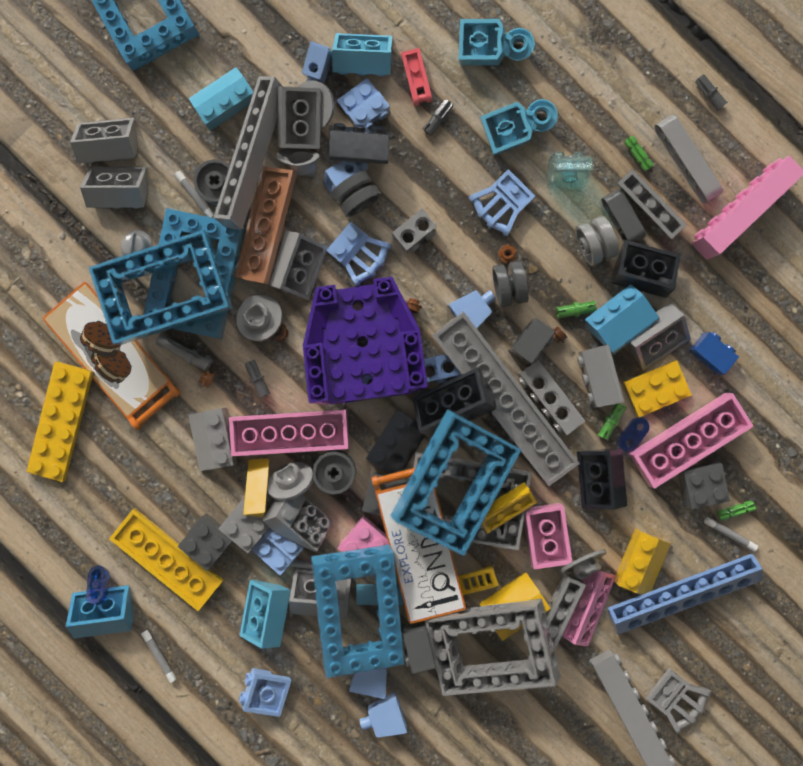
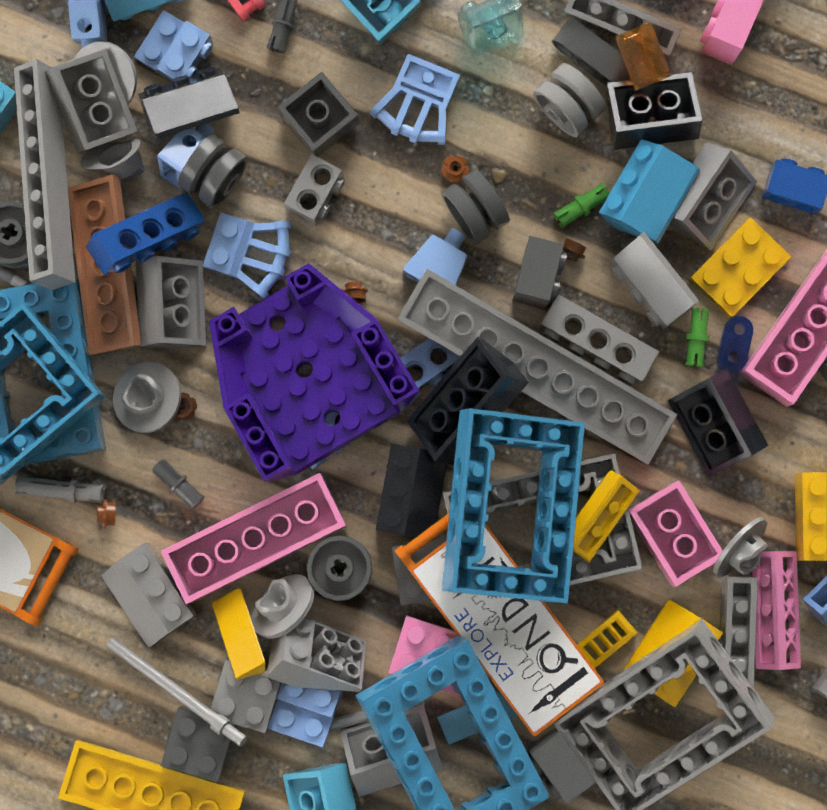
camera: 25 degrees left, 5 degrees down
(222, 537) = (218, 723): none -> light grey bar
(270, 216) = (107, 246): none -> blue brick
(436, 185) = (318, 115): none -> dark grey brick
(655, 232) = (643, 56): none -> clear orange panel

